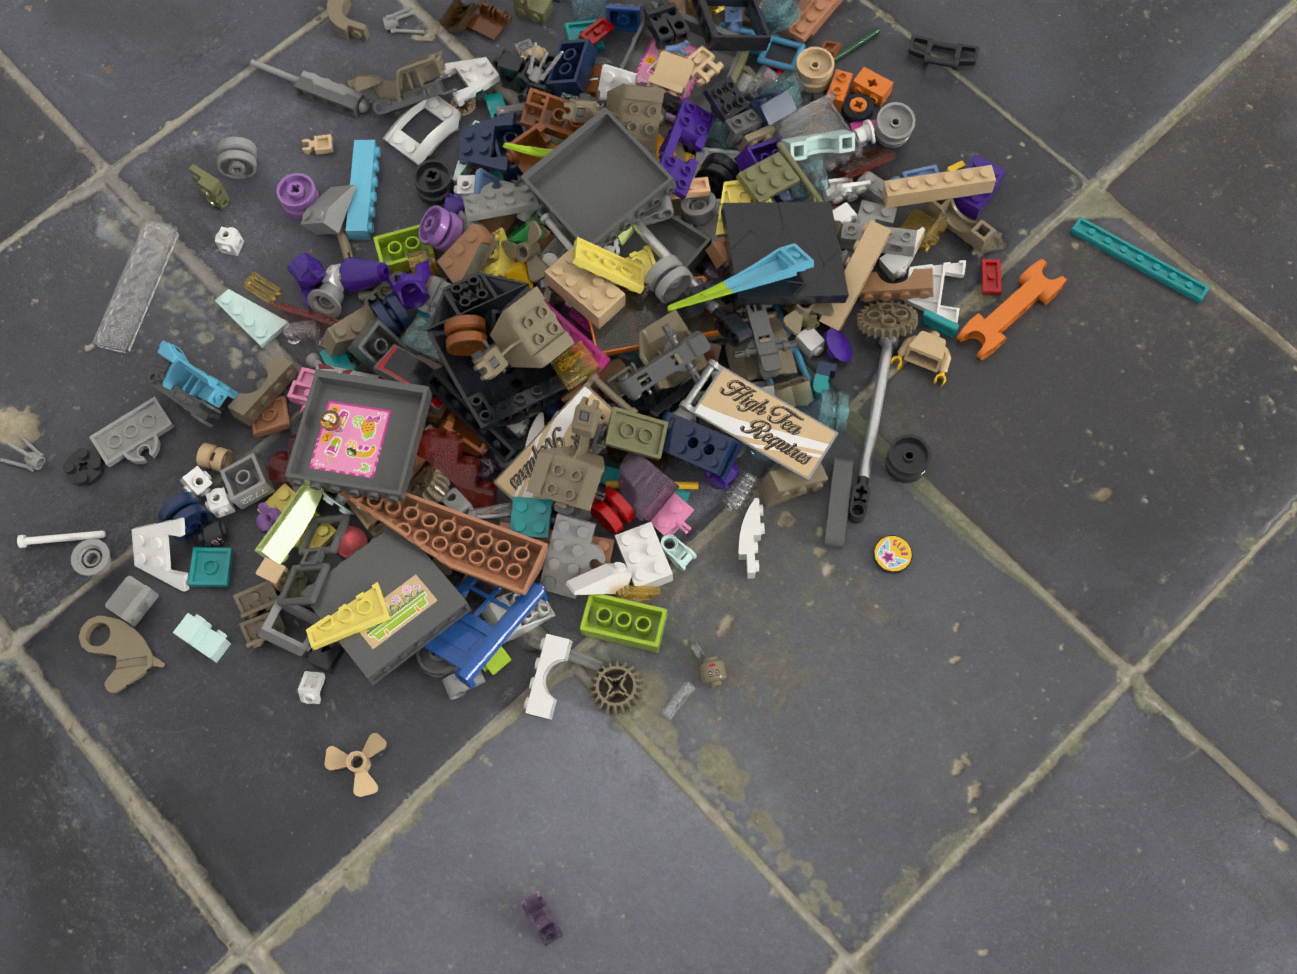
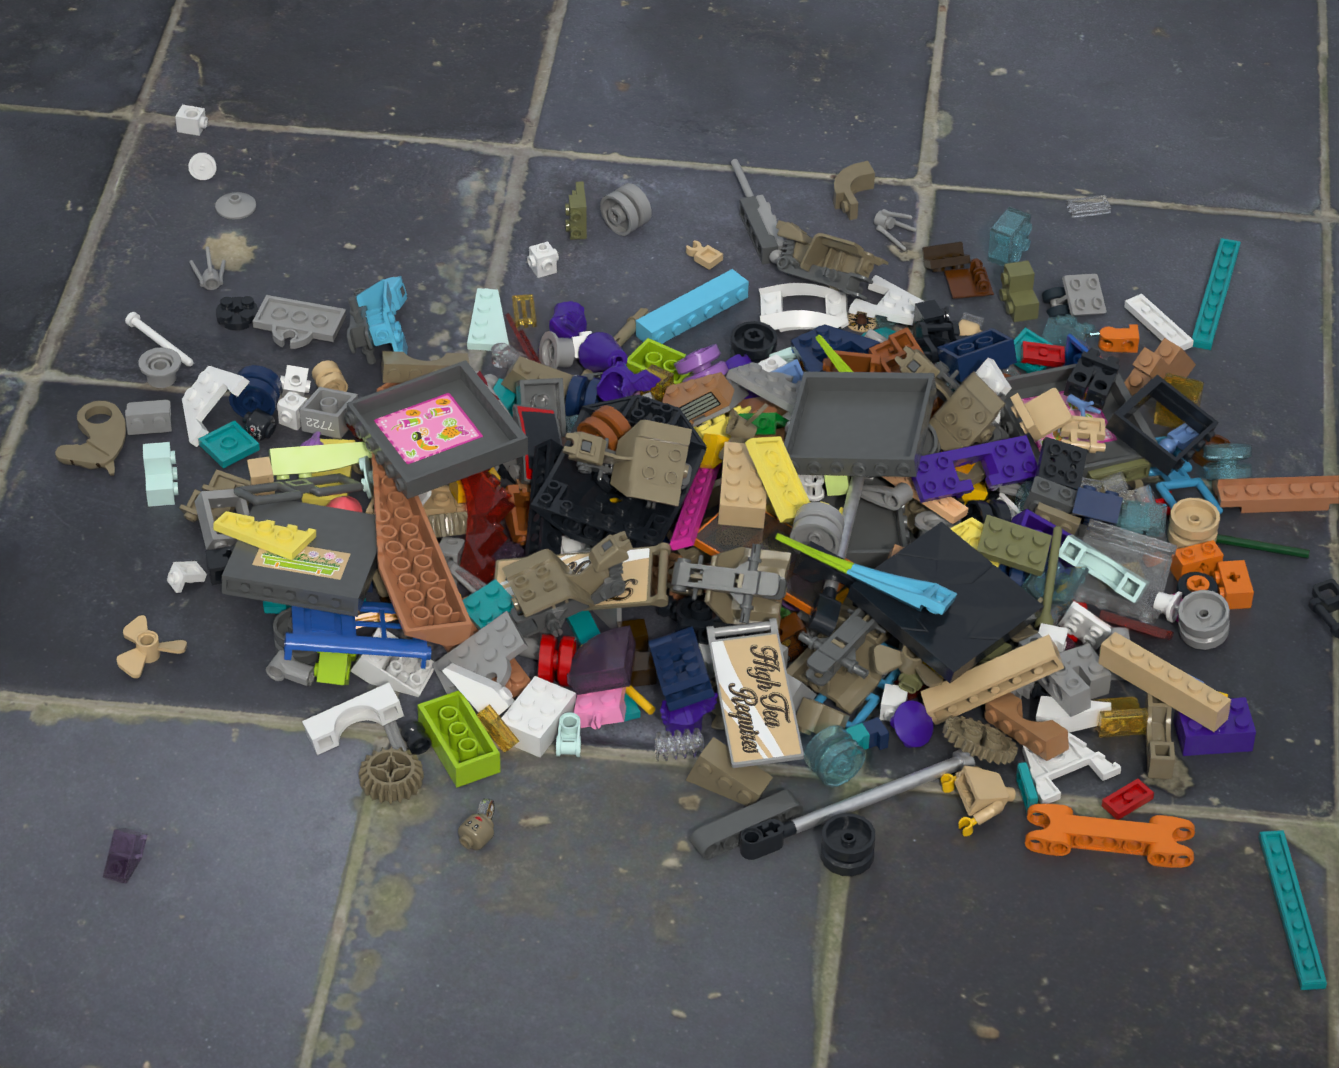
camera: 45 degrees right, 25 degrees down
(136, 287) = (437, 235): clear plate -> none
(296, 194) = (636, 272): medium lavender wheel -> none
(328, 211) = (636, 298): light grey slope -> none
(330, 420) = (427, 397): tile -> none
(536, 74) = (942, 335): light grey plant -> none
(575, 365) = (660, 526): clear yellow tile -> none
(597, 648) = (416, 737): none -> black wheel
(636, 433) = (642, 612): olive plate -> none
(678, 700) = (424, 827): clear pin -> none
(750, 532) = (643, 776): white slope -> none
(832, 47) = (1238, 529): dark orange tile -> none
(892, 554) = (737, 899): tile -> none

